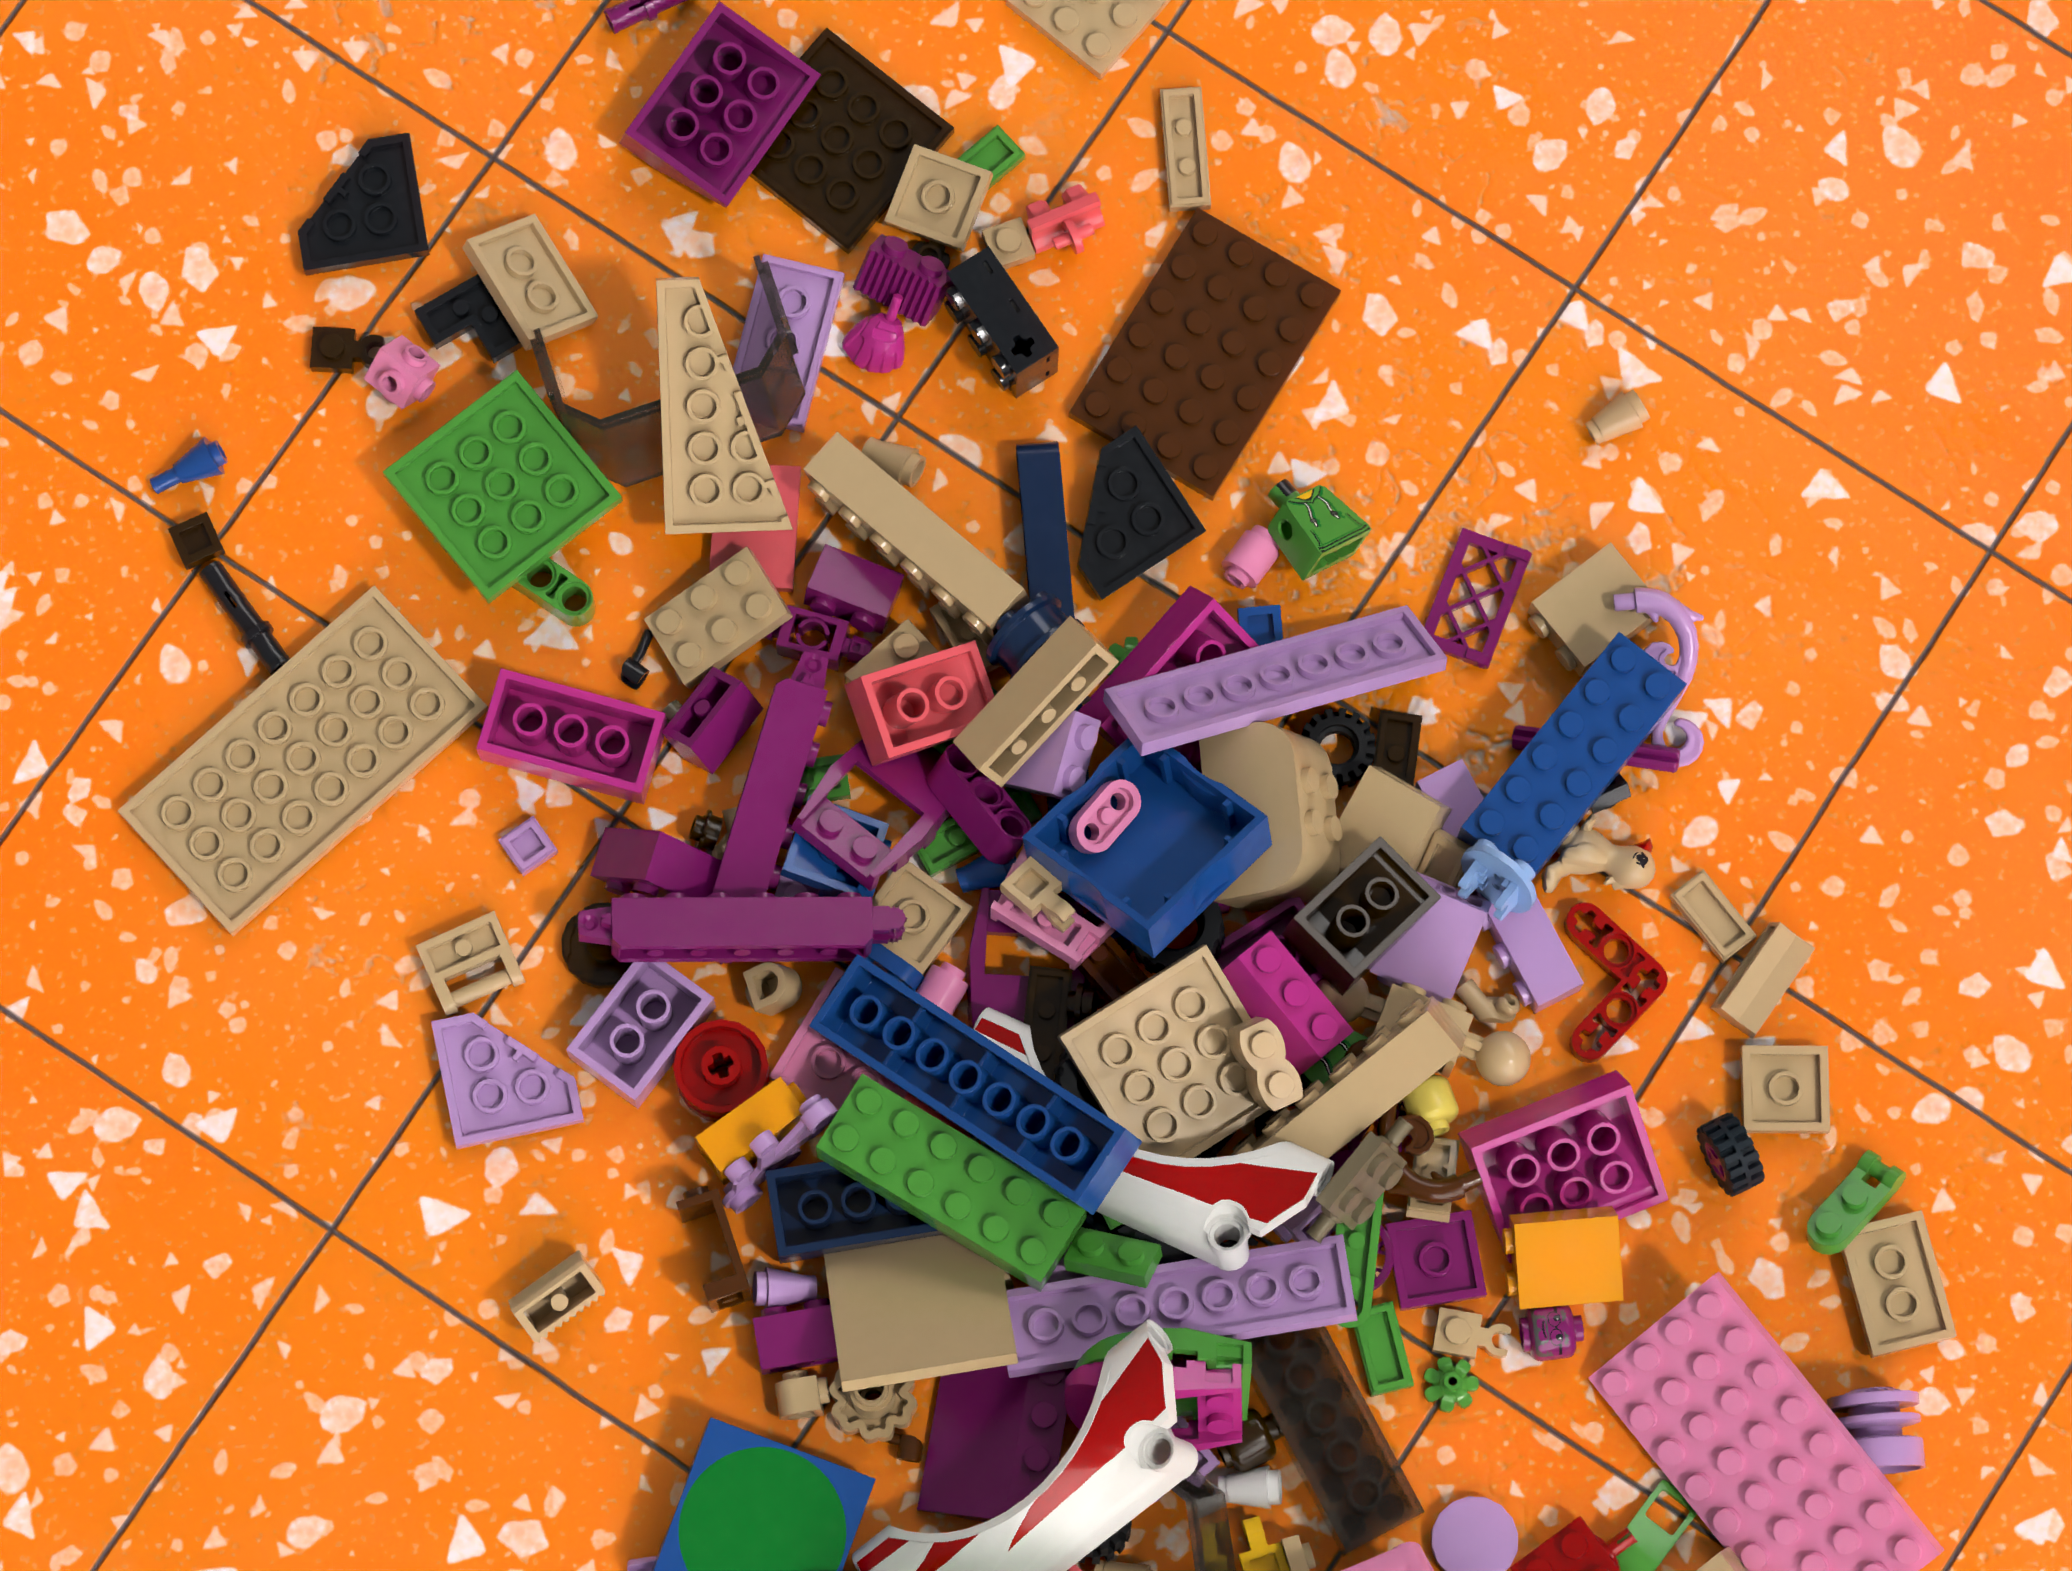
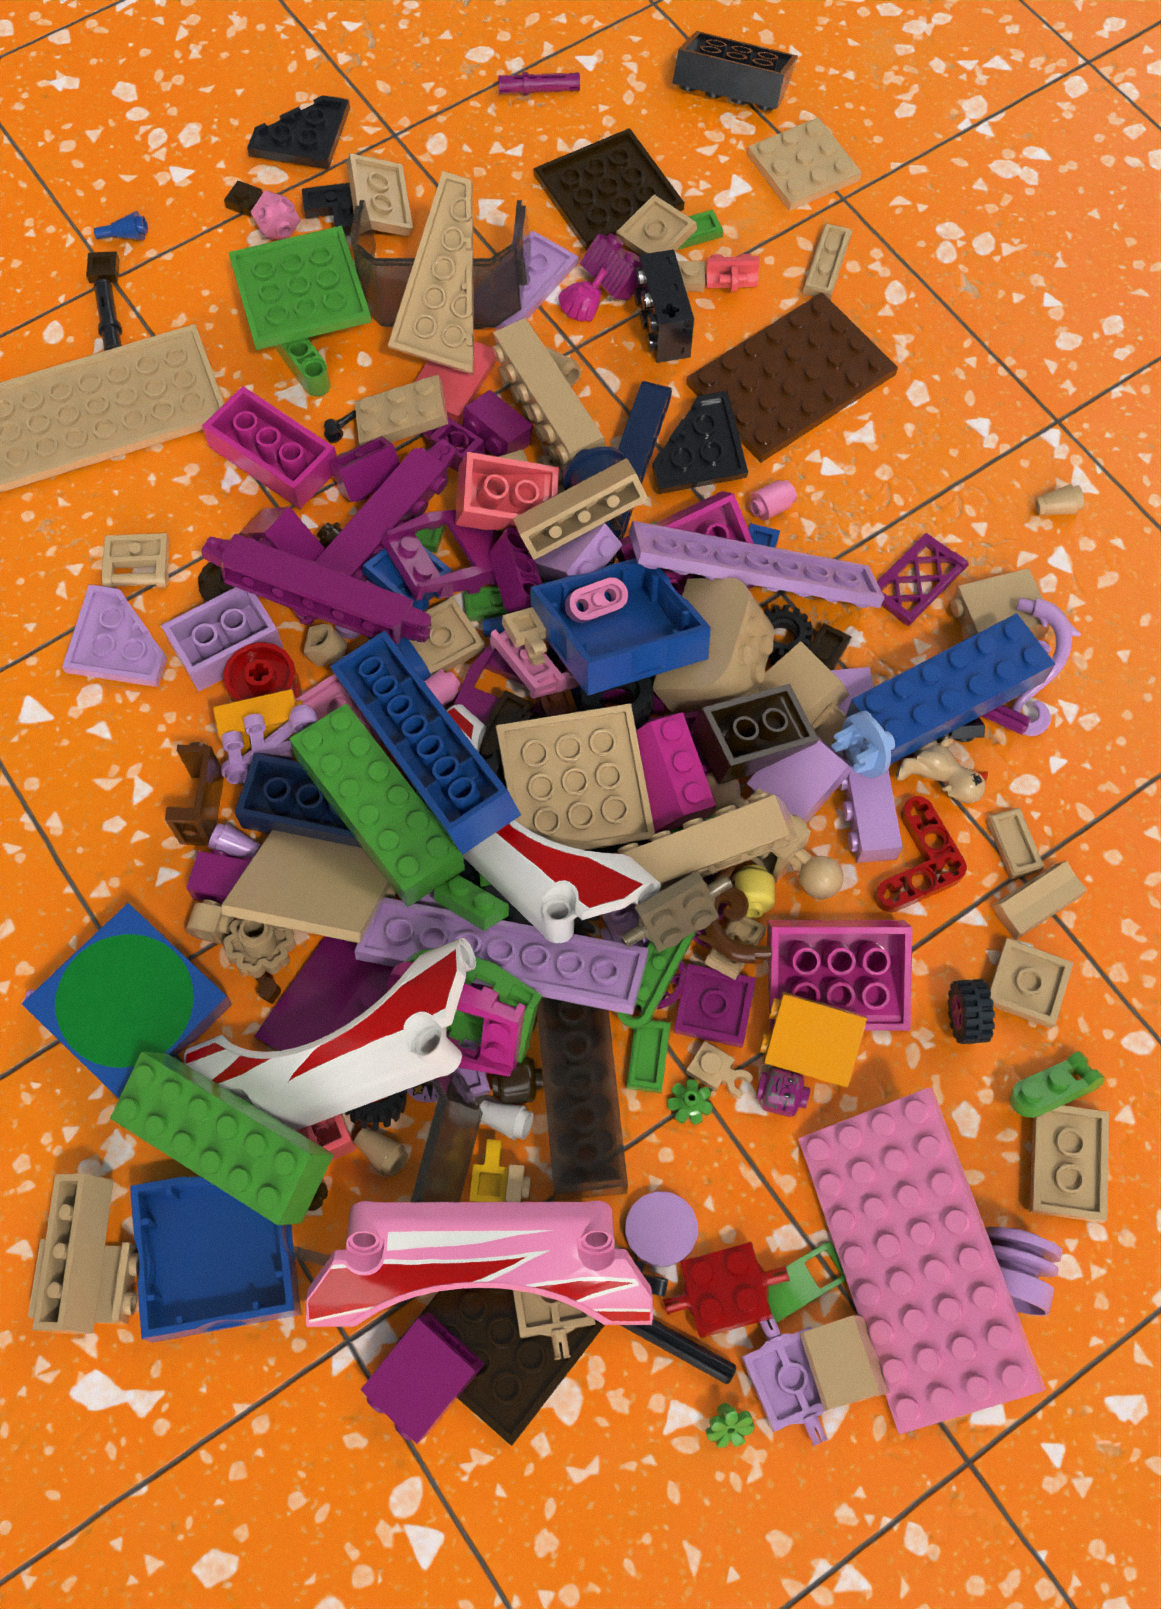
camera: 25 degrees right, 10 degrees down
(528, 846) = (212, 507): lavender tile -> none
(557, 1296) = (73, 786): tan brick -> none
(720, 106) = (540, 137): magenta slope -> none
(1268, 1074) = (638, 791): tan brick -> none
(1314, 528) = (824, 493): bright green torso -> none
(1488, 1008) = (824, 845): tan arm -> none

